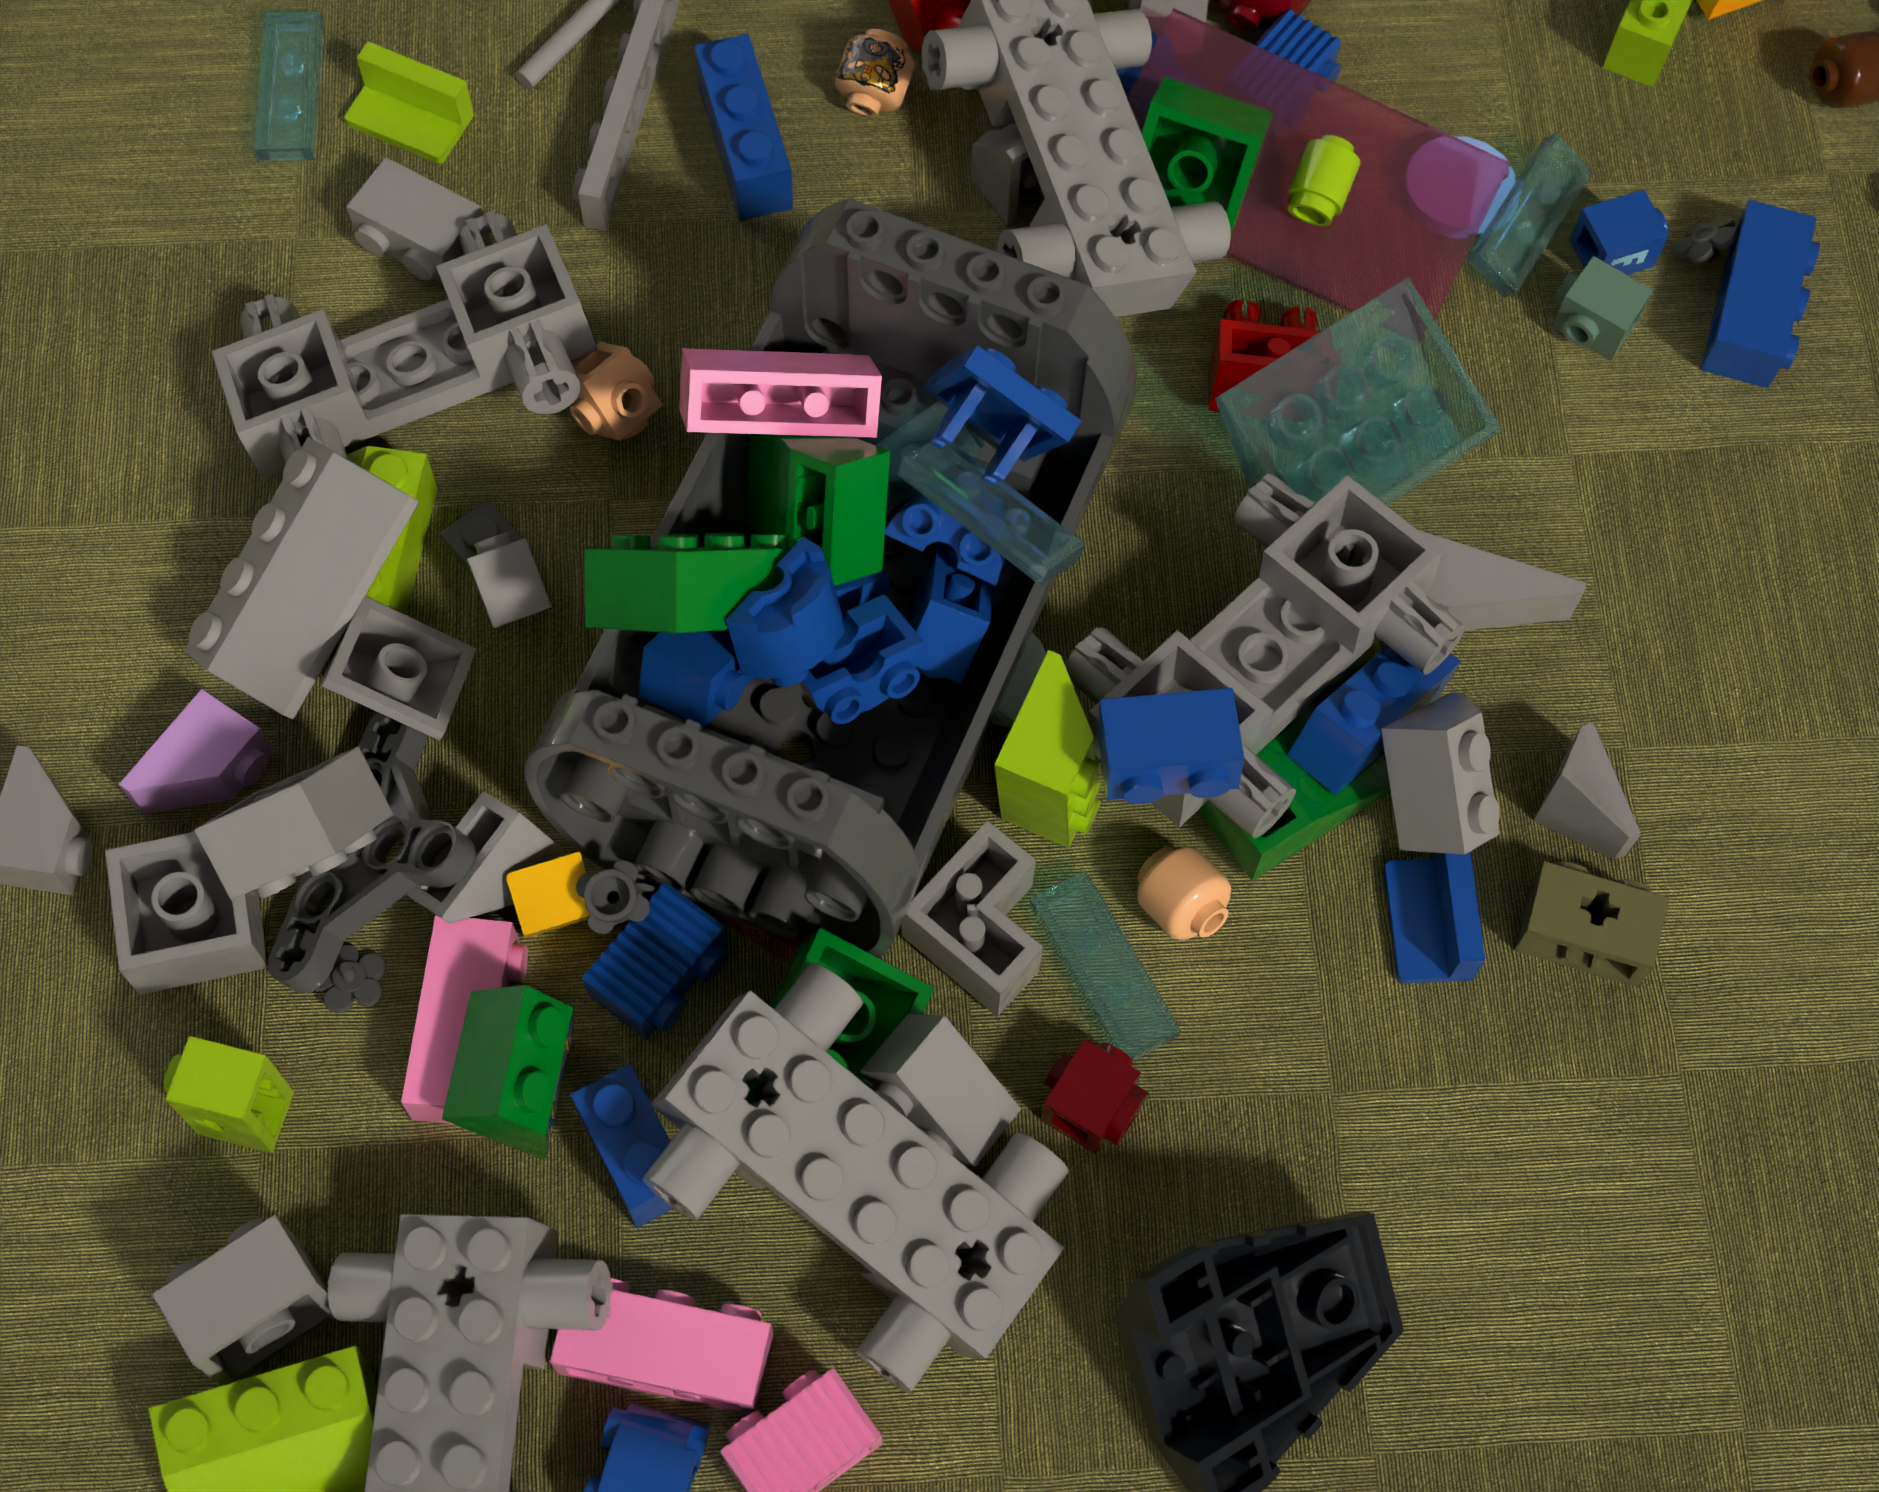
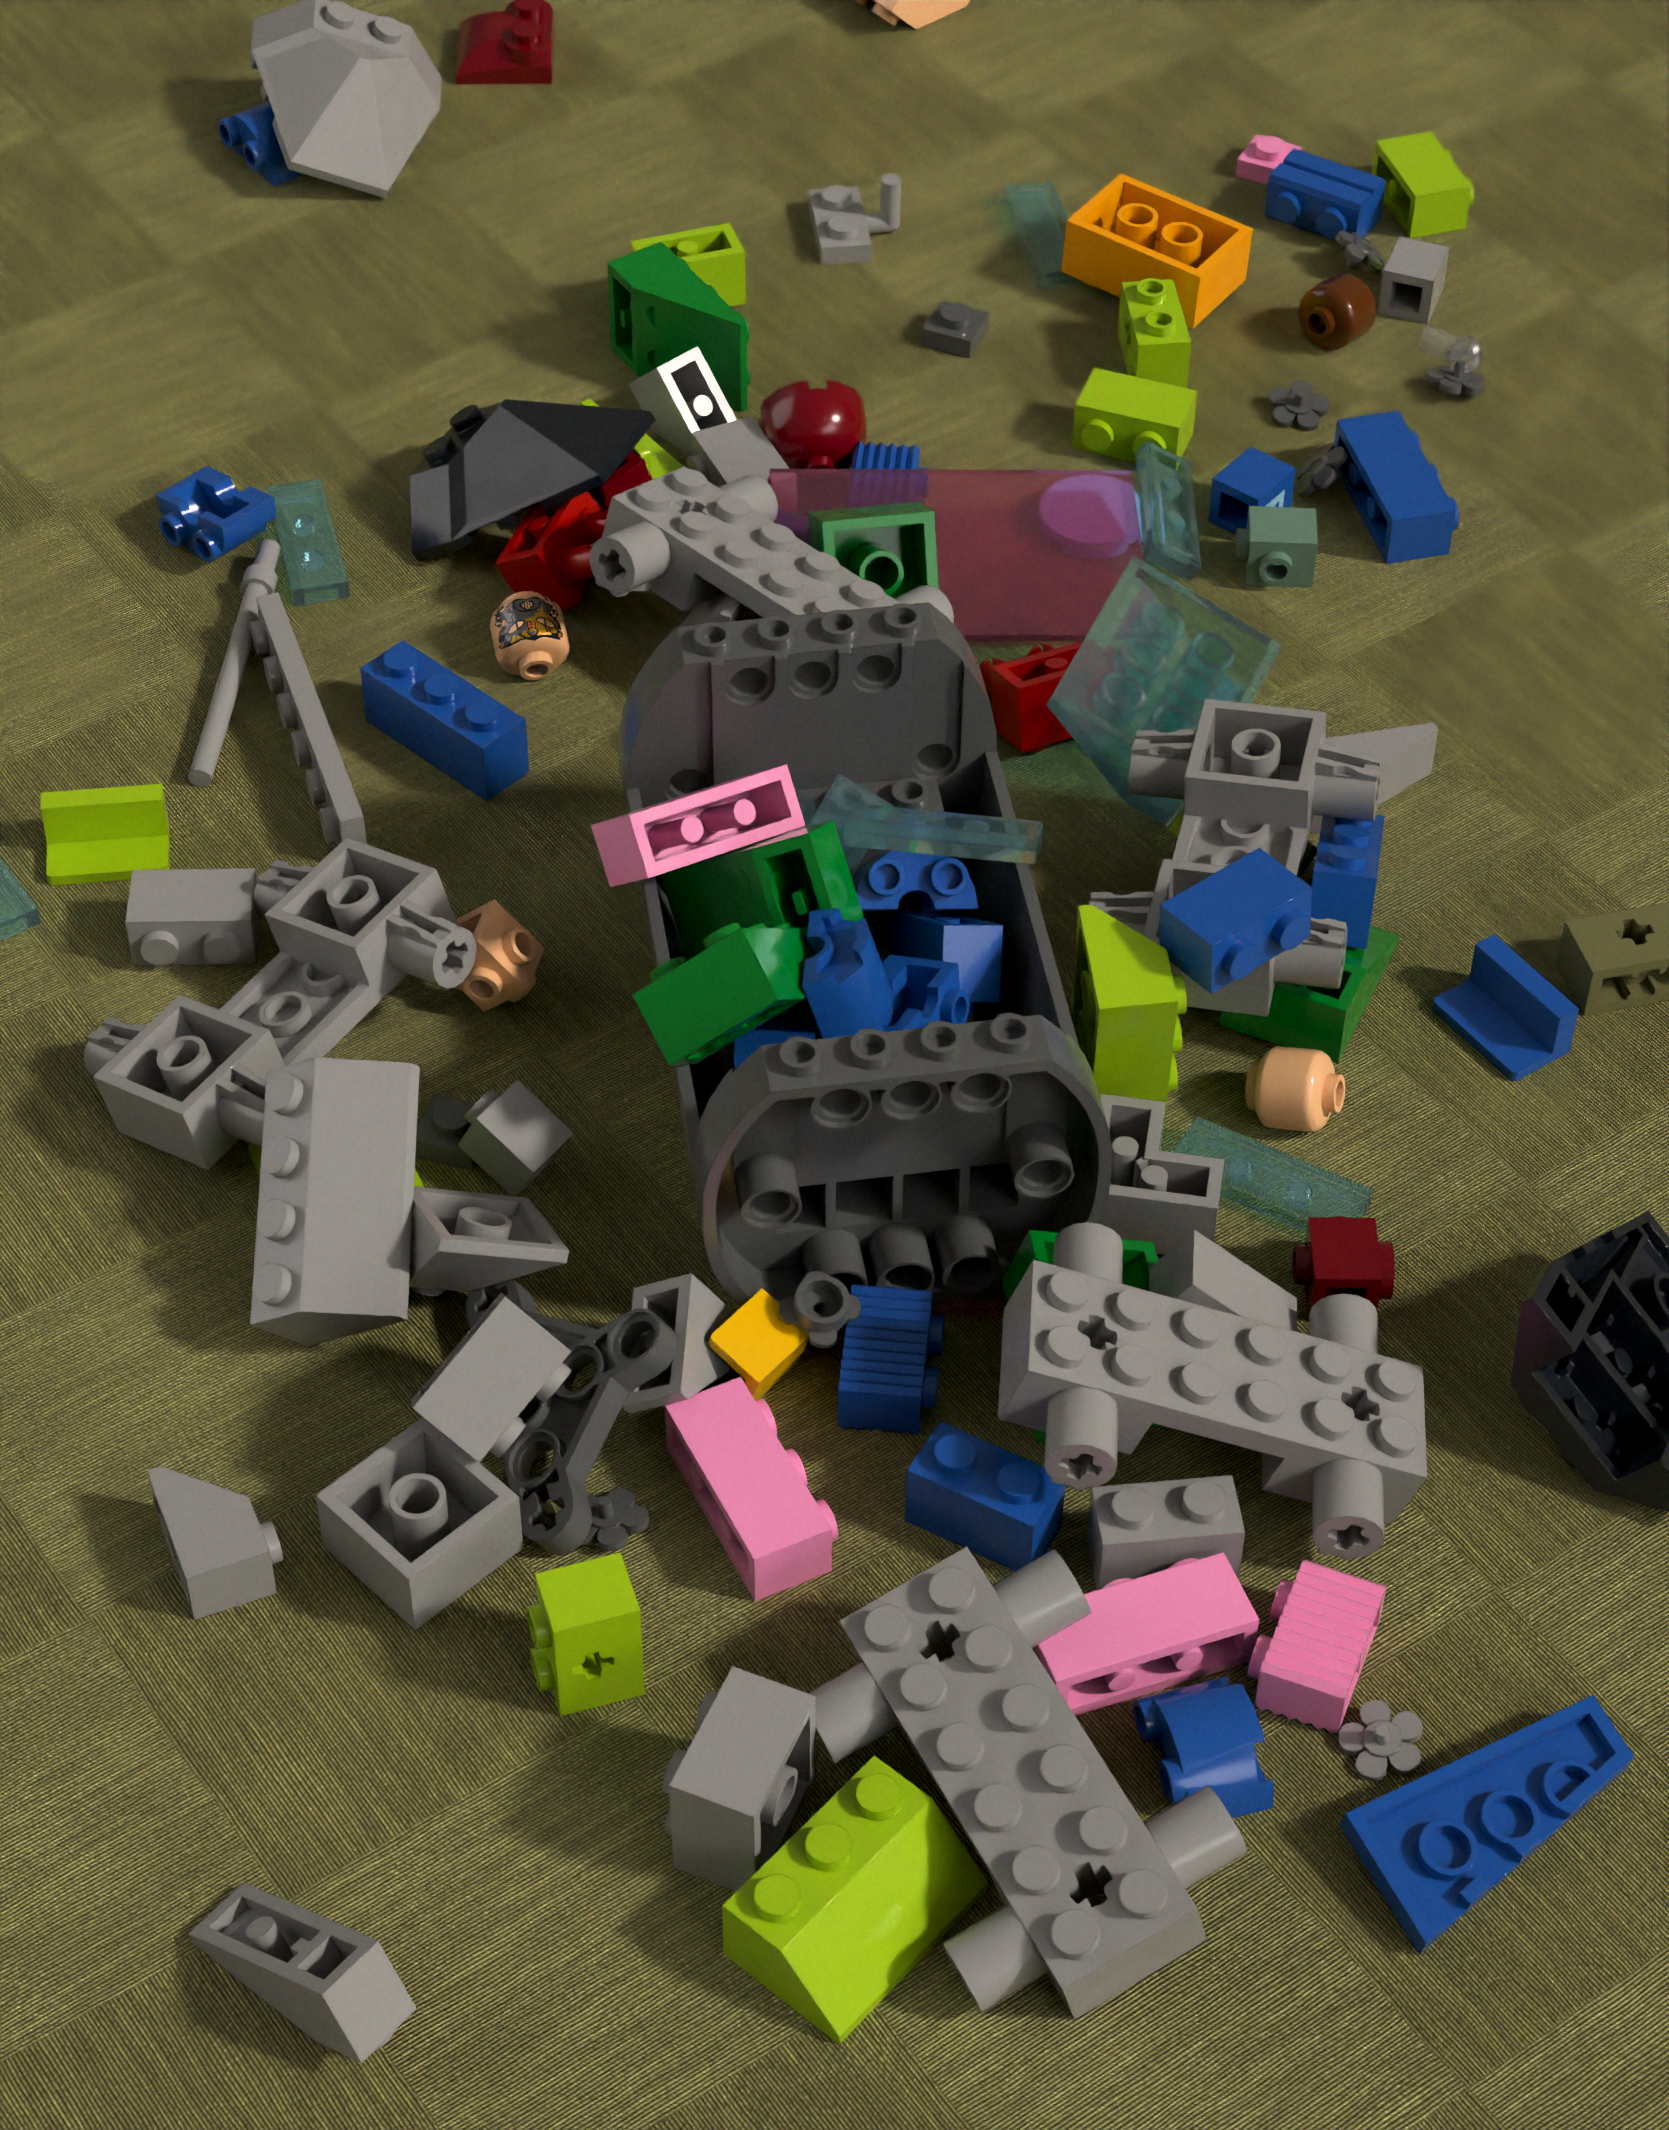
camera: 30 degrees left, 20 degrees down
(198, 759) = (328, 1410): lavender slope -> none
(511, 1067) = (844, 1470): green slope -> none
(750, 1268) = (1158, 1523): none -> light grey brick
(1001, 404) = (904, 743): blue plate -> none
(1323, 180) = (992, 539): lime brick -> none
(1441, 777) = (1448, 886): light grey slope -> none
(1571, 96) = (1125, 411): none -> lime brick
(1588, 799) = (1556, 875): light grey slope -> none
(1745, 154) = (1298, 405): none -> dark grey plant

